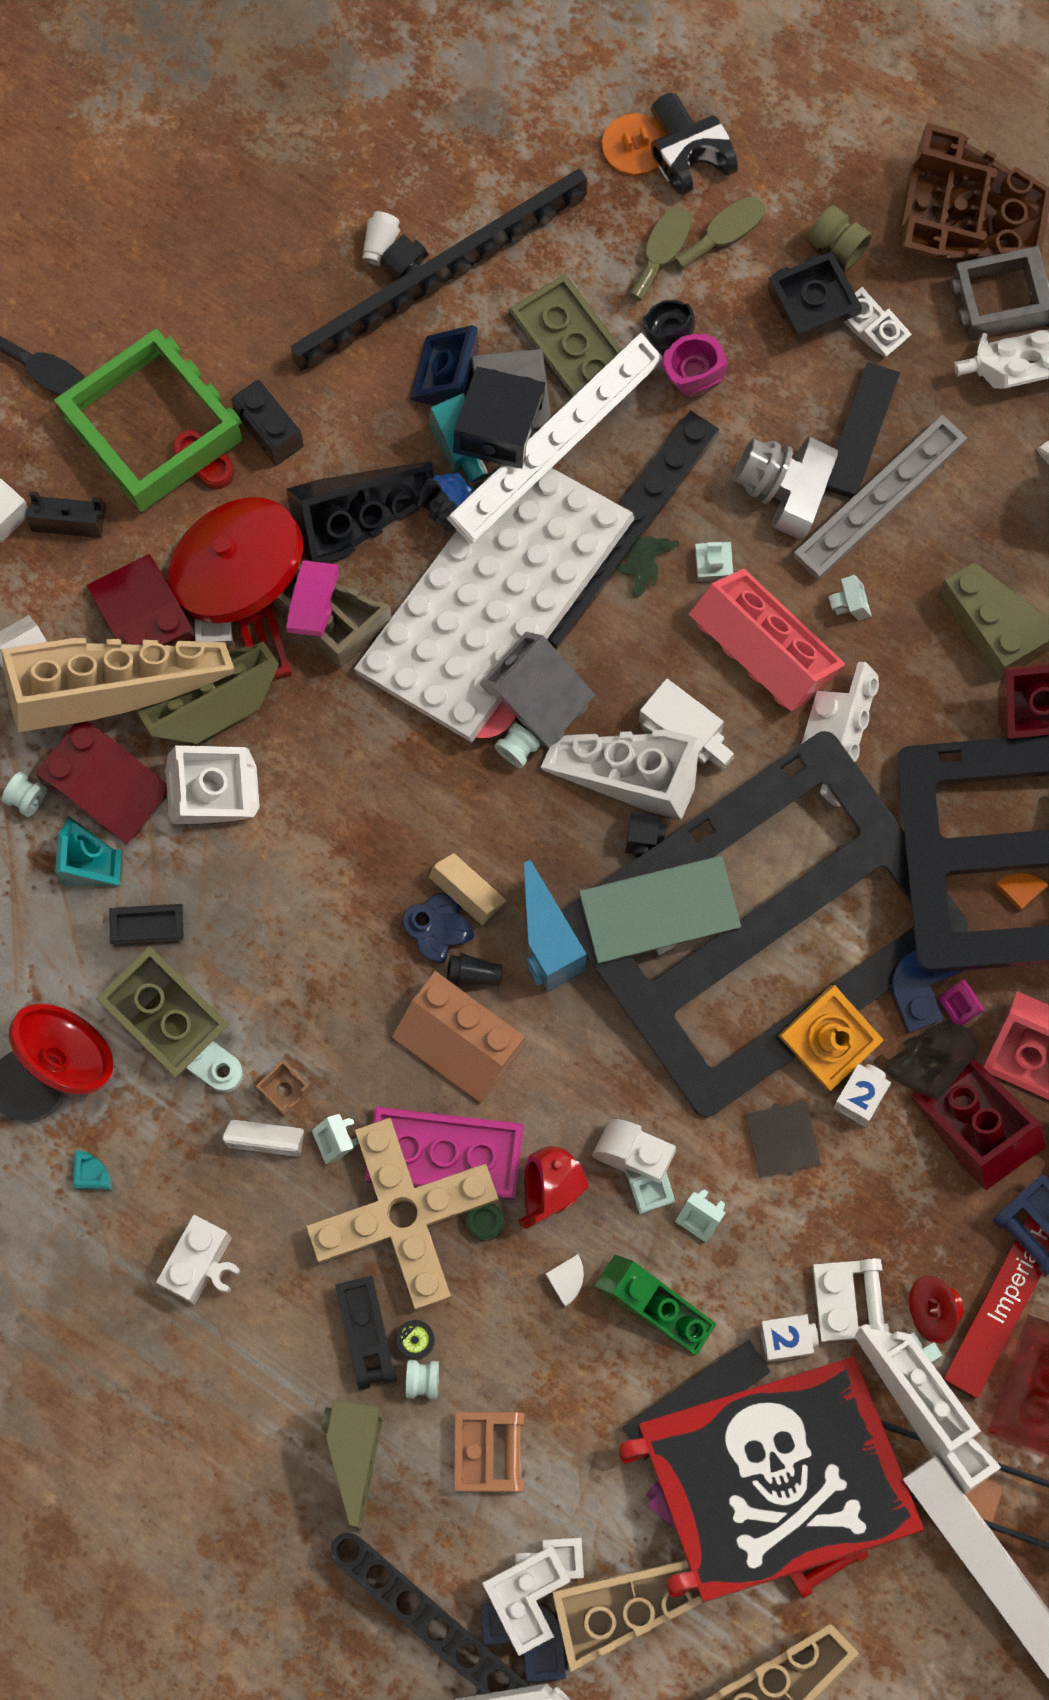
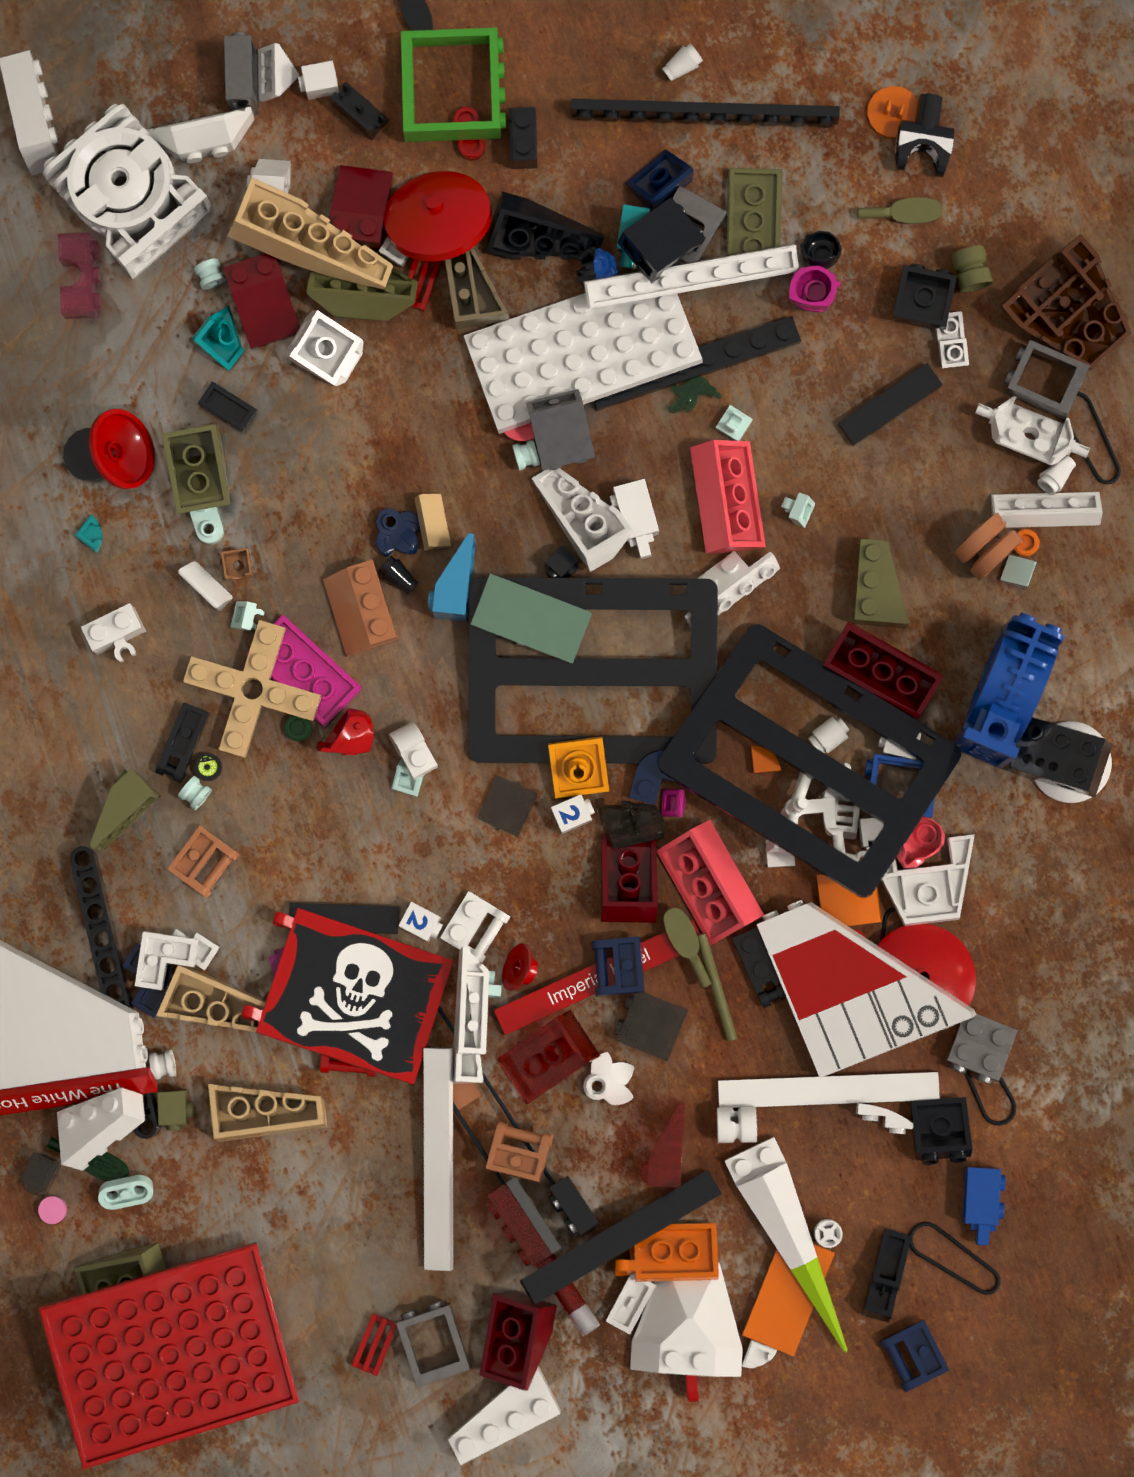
camera: 40 degrees right, 10 degrees up
(311, 598) = (461, 276): dark pink slope -> none
(403, 257) = (686, 88): black plate -> none
(567, 1279) = (320, 796): white tile -> none
(655, 1303) = (359, 847): green slope -> none
(662, 247) = (857, 195): olive piece -> none
(701, 1216) = (423, 815): light aqua tile -> none
(797, 483) = (822, 413): light grey beam -> none
(880, 497) = (867, 456): light grey plate -> none

